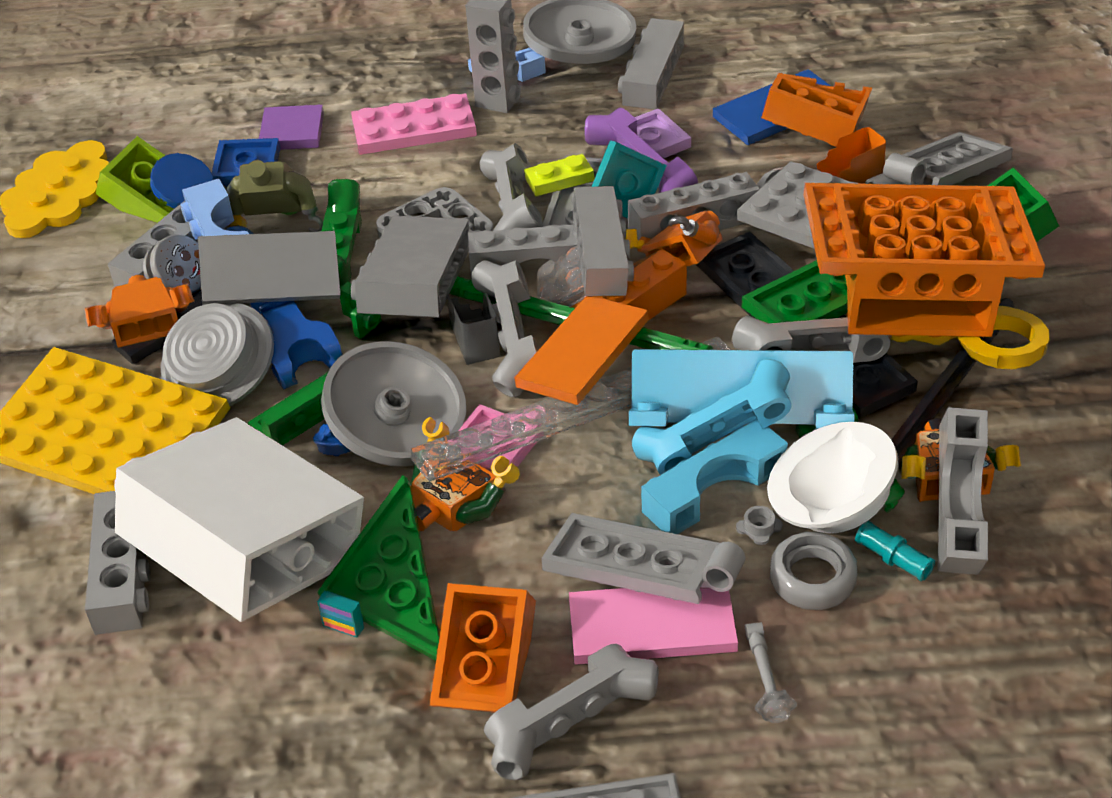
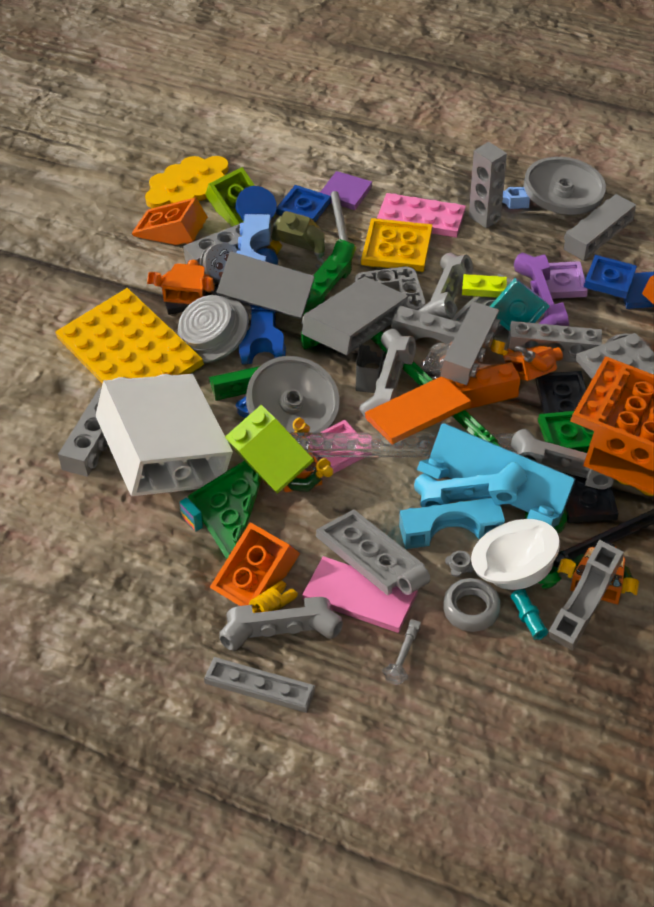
camera: 25 degrees right, 5 degrees up
(68, 243) = (172, 222): none -> orange slope
(304, 158) = (339, 216): none -> light grey bar
(406, 167) = (396, 244): none -> yellow plate
(415, 473) = (269, 449): none -> lime slope
(537, 679) = (273, 599): none -> yellow hinge
(710, 111) = (610, 276): none -> blue plate

